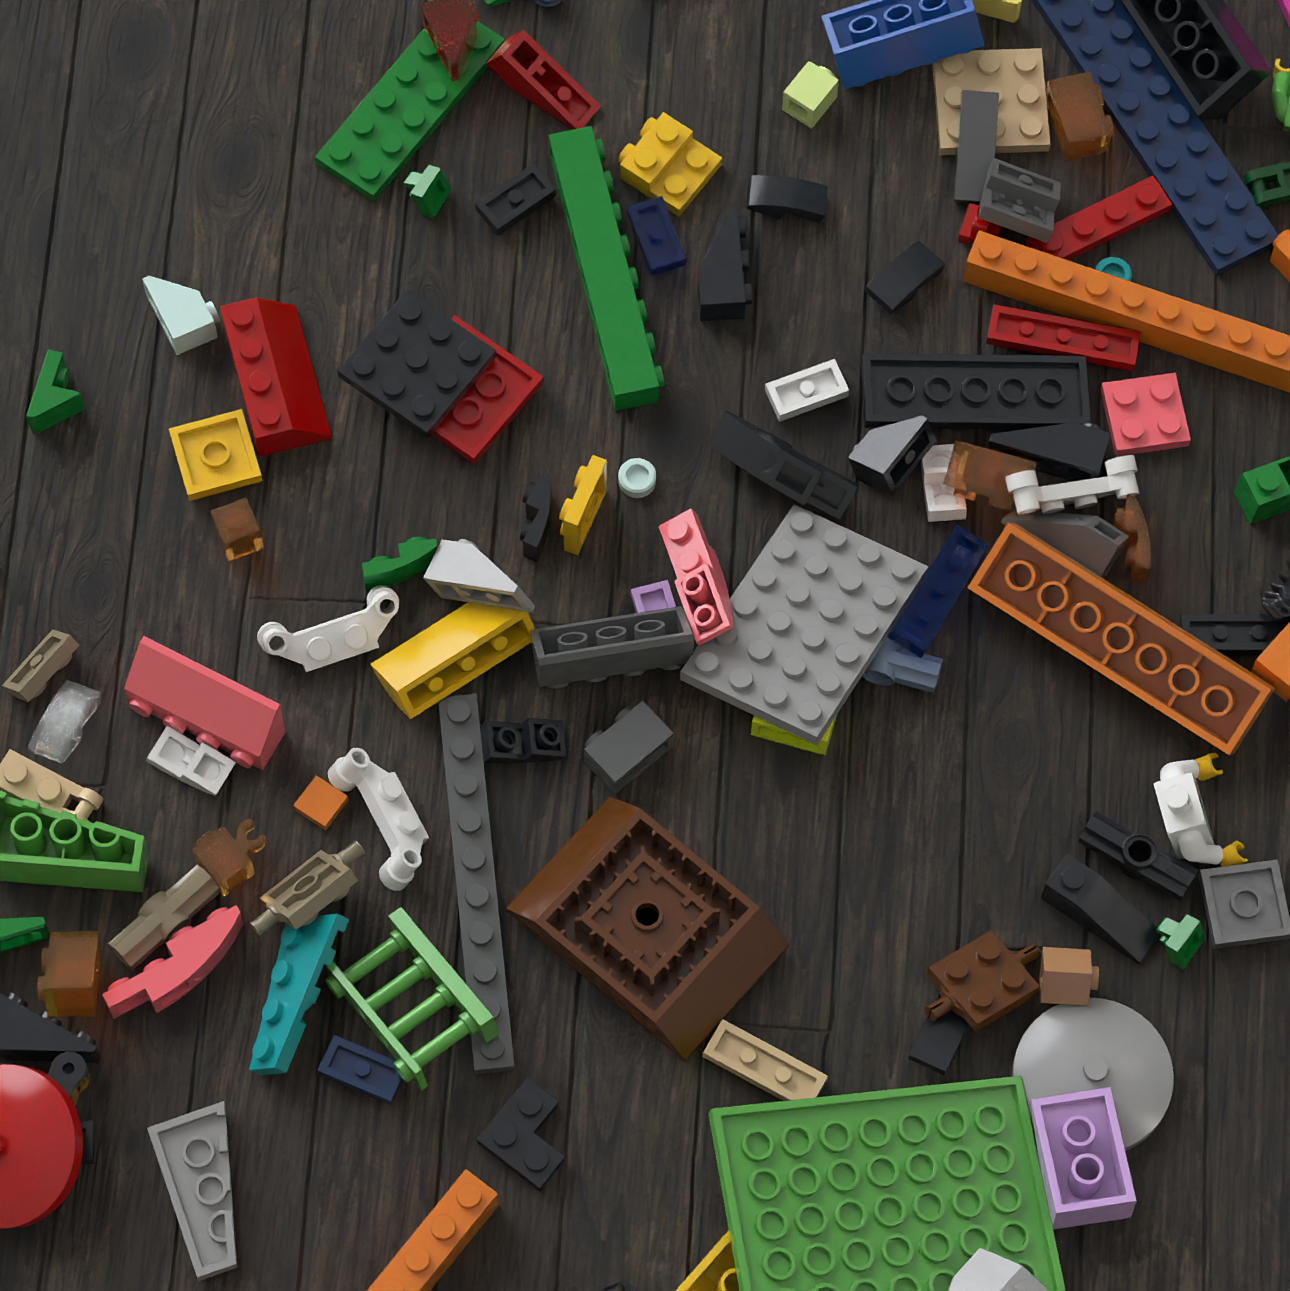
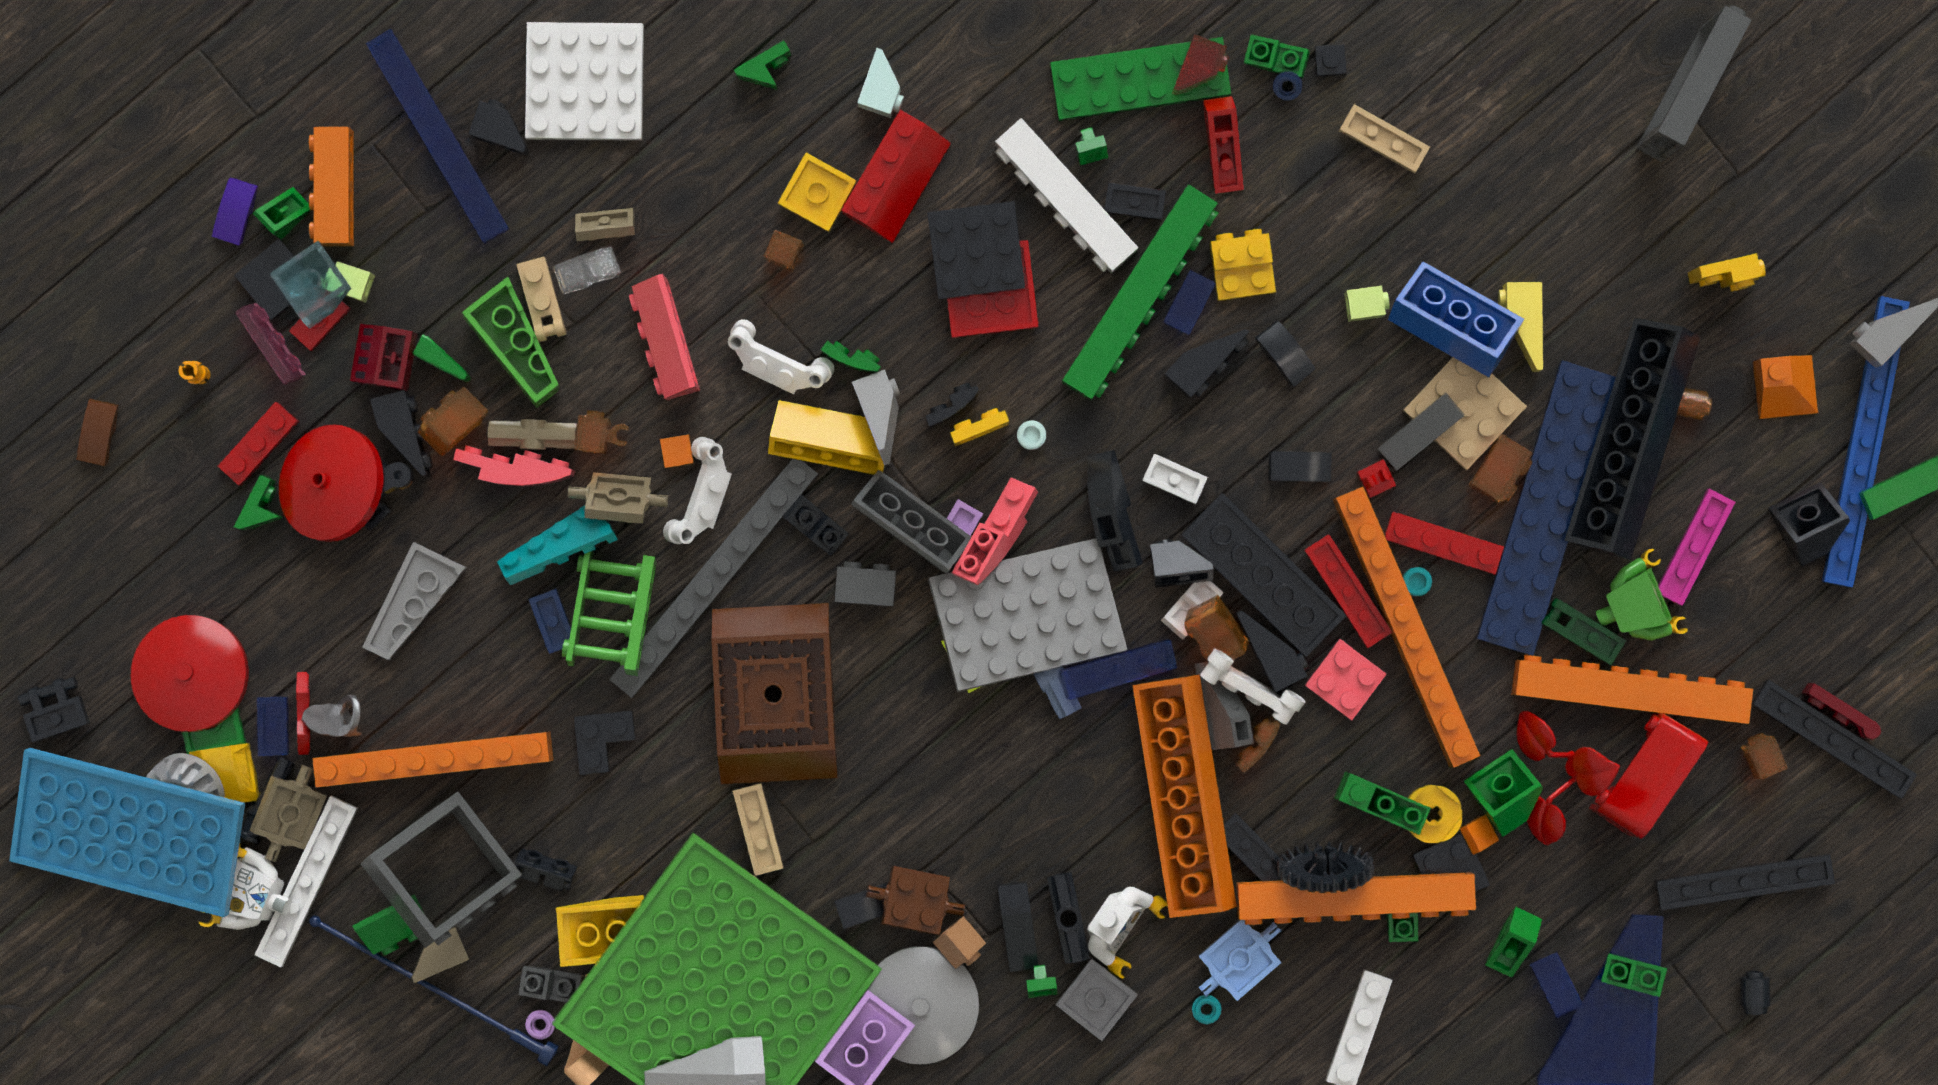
camera: 55 degrees right, 20 degrees up
(190, 762) = (632, 358): white slope -> none
(449, 249) = (1066, 196): none -> white brick
(1019, 200) = (1408, 489): dark grey slope -> none

